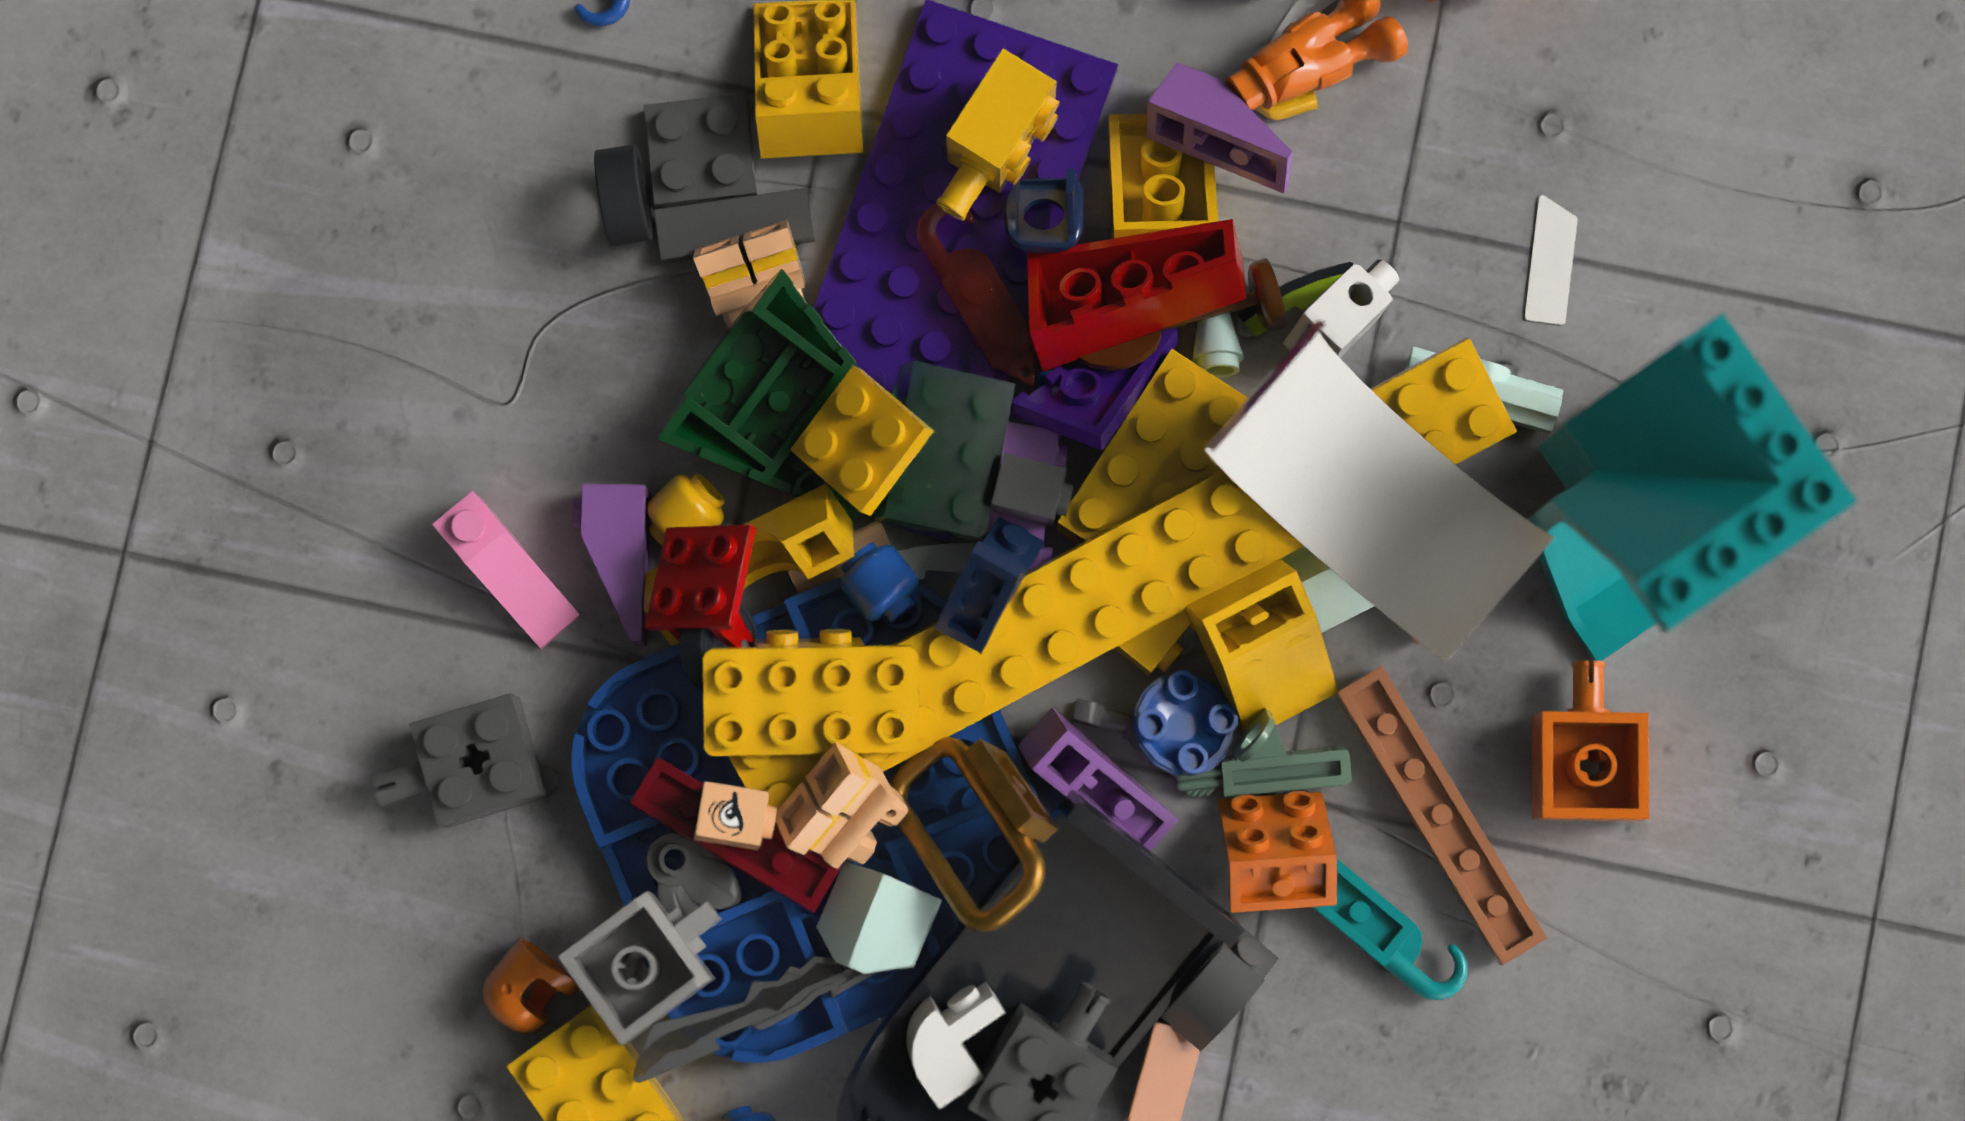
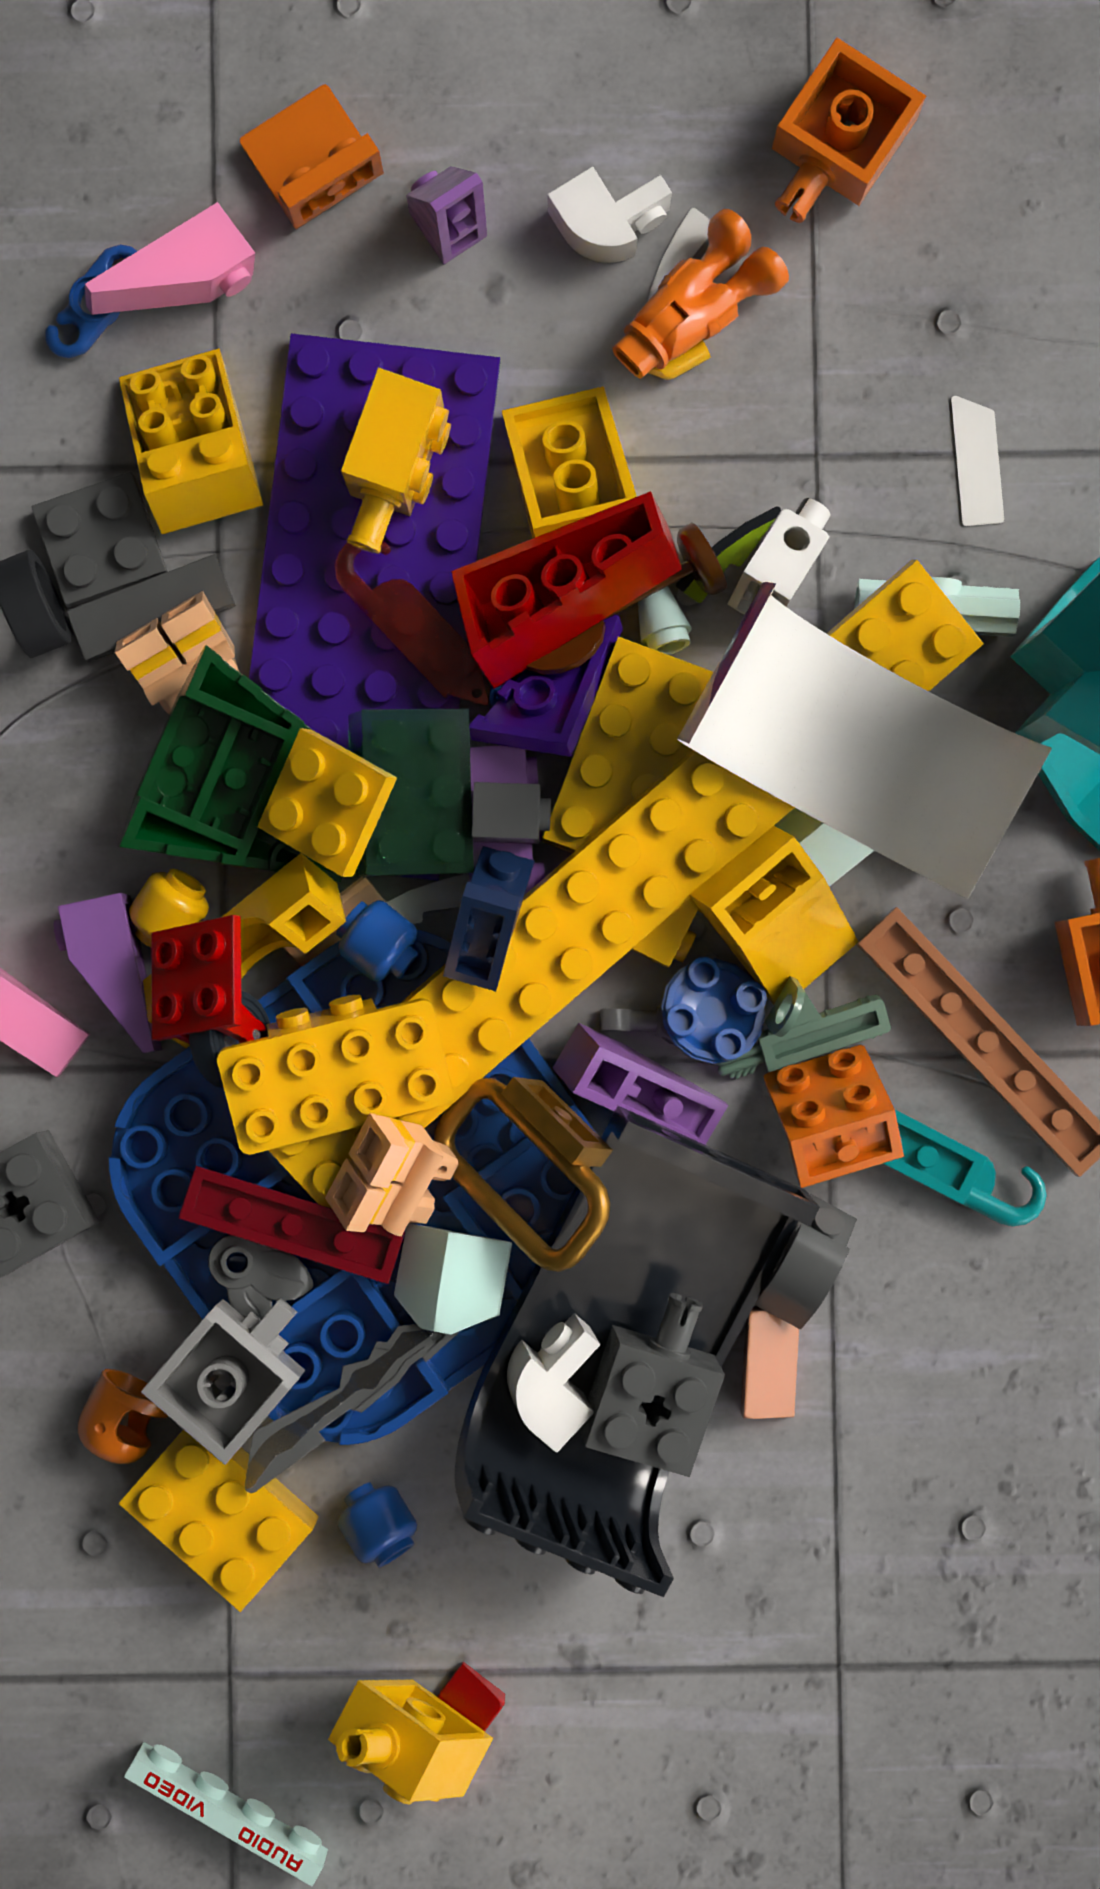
camera: 10 degrees left, 5 degrees up
(734, 816) = (286, 1210): light nougat brick -> none
(1062, 192) = (470, 501): dark blue piece -> none
(1214, 125) = (608, 397): medium lavender slope -> none

